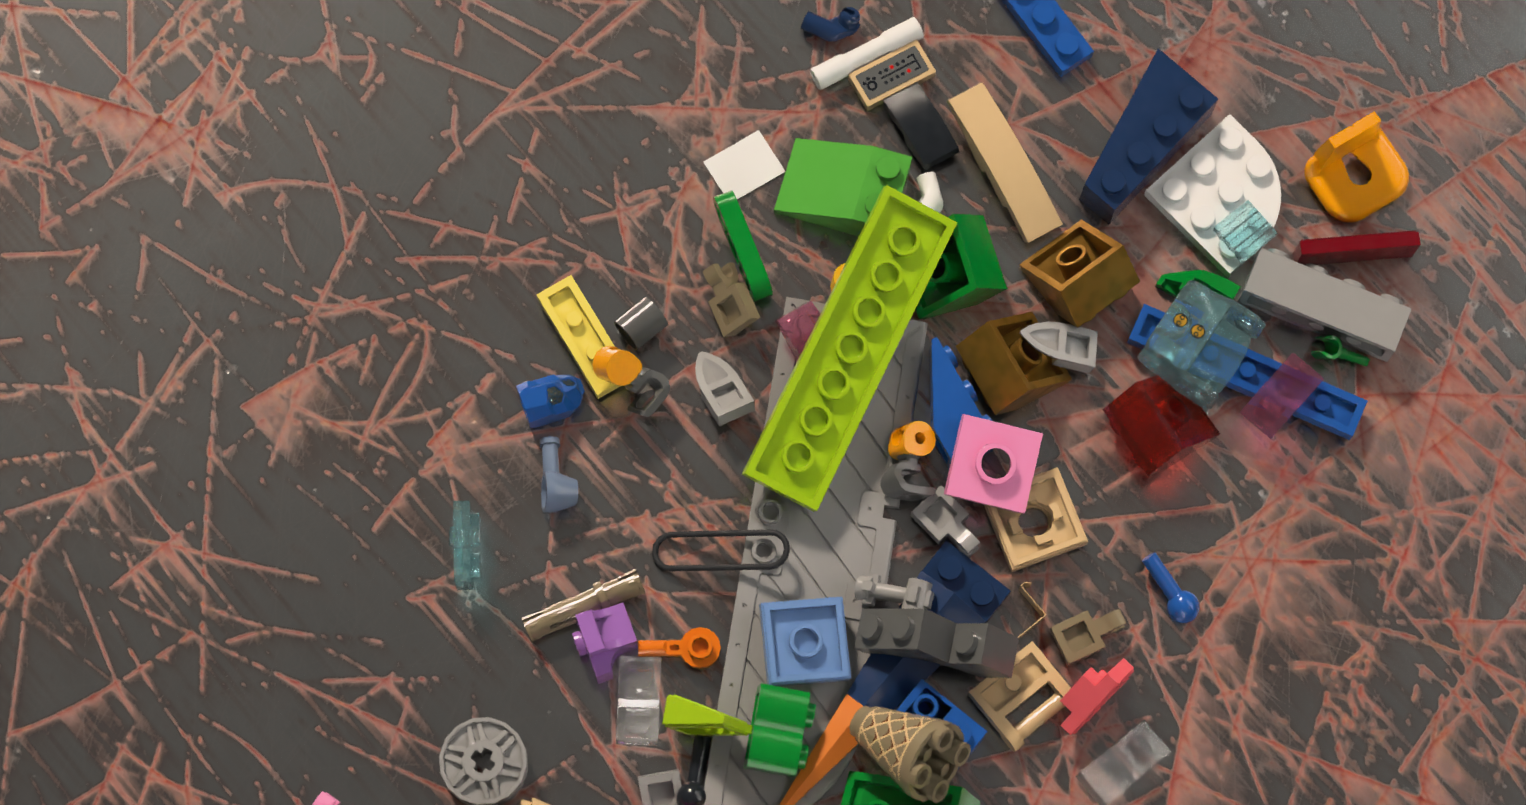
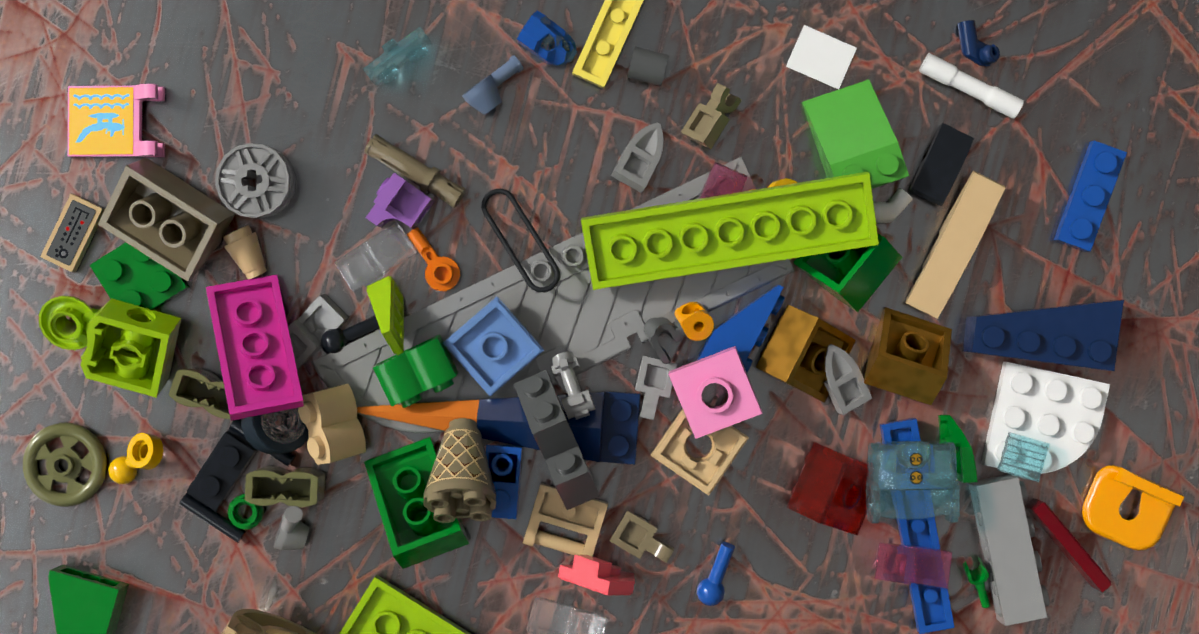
camera: 60 degrees right, 15 degrees up
(626, 370) = (599, 78): leg -> none
(742, 245) = (757, 98): green beam -> none
(891, 74) = (967, 115): tile -> none
(1033, 603) = (623, 496): tan piece -> none

